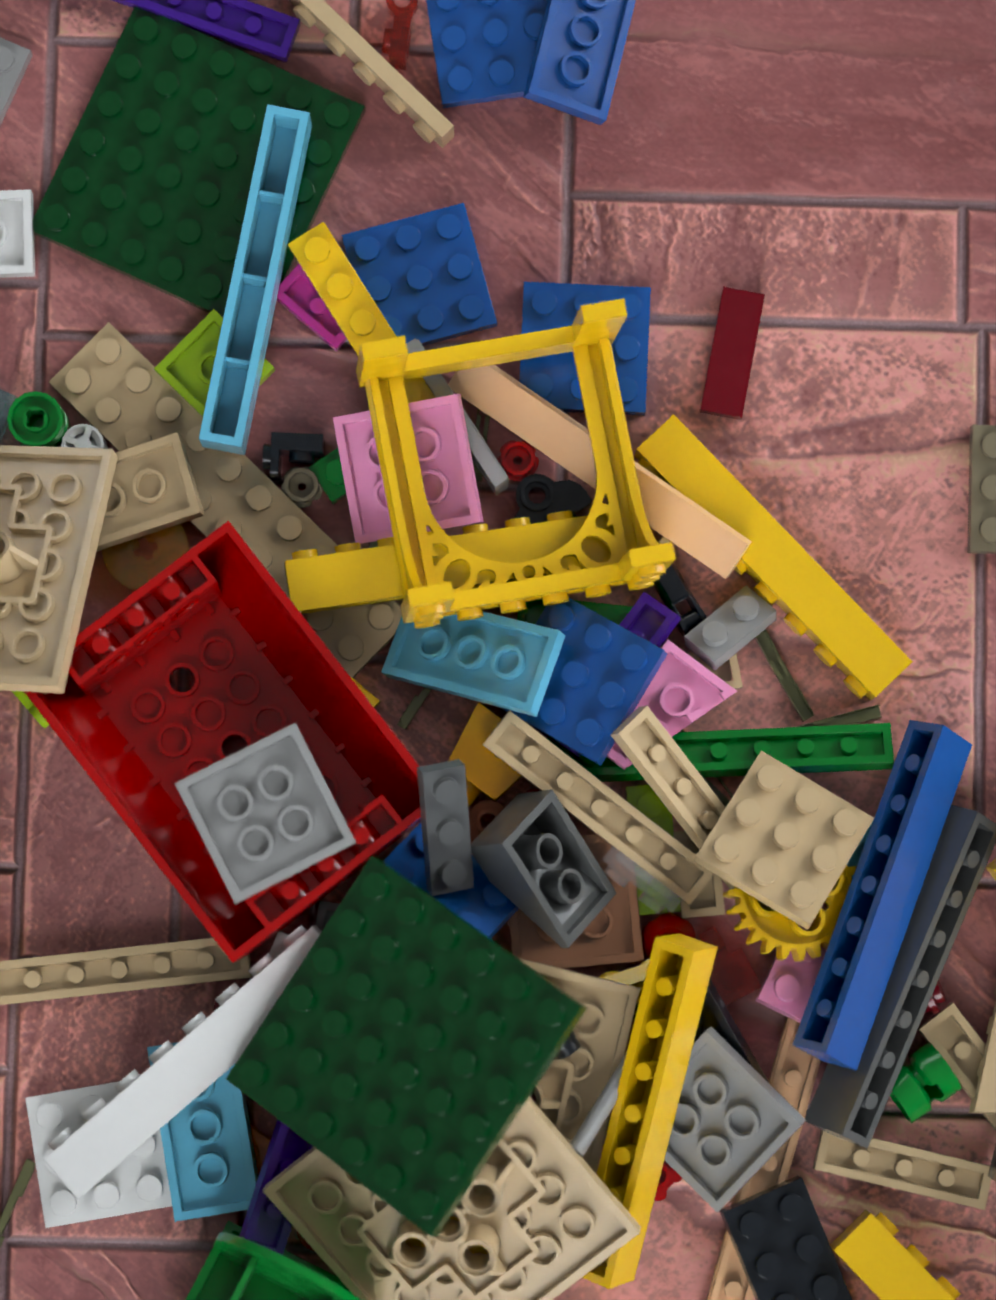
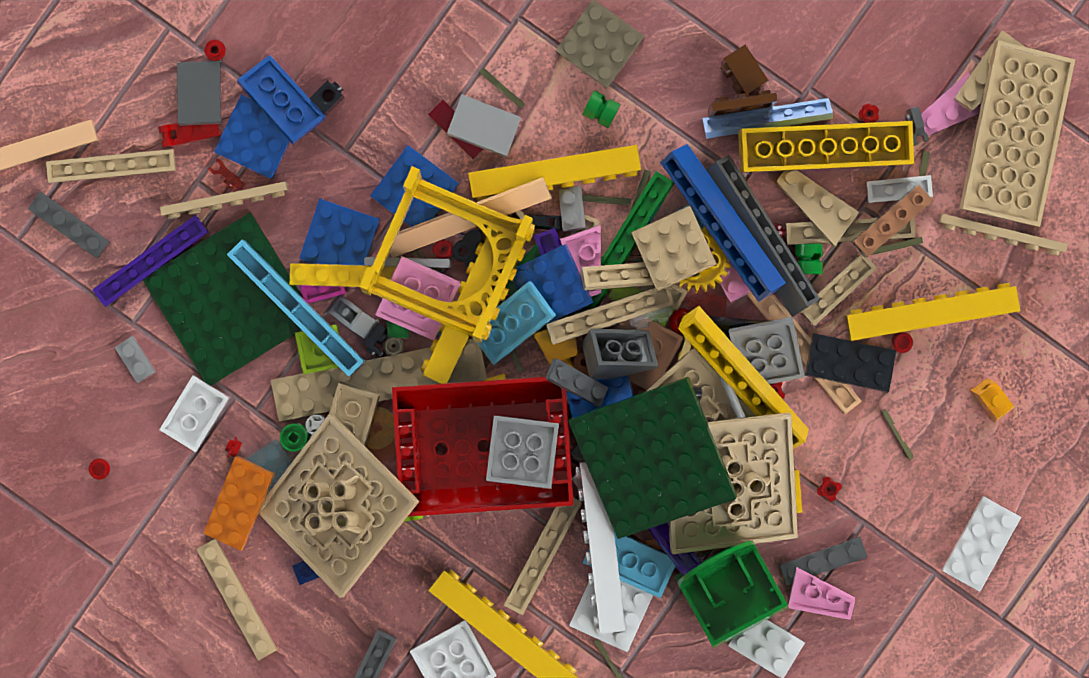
camera: 50 degrees left, 5 degrees up
(304, 388) = (353, 317): none -> light grey slope
(633, 88) = (318, 99): none -> black brick
(767, 389) = (483, 125): none -> light grey tile
(849, 380) = (502, 88): none -> olive piece
(928, 564) = (601, 109): none -> green wheel

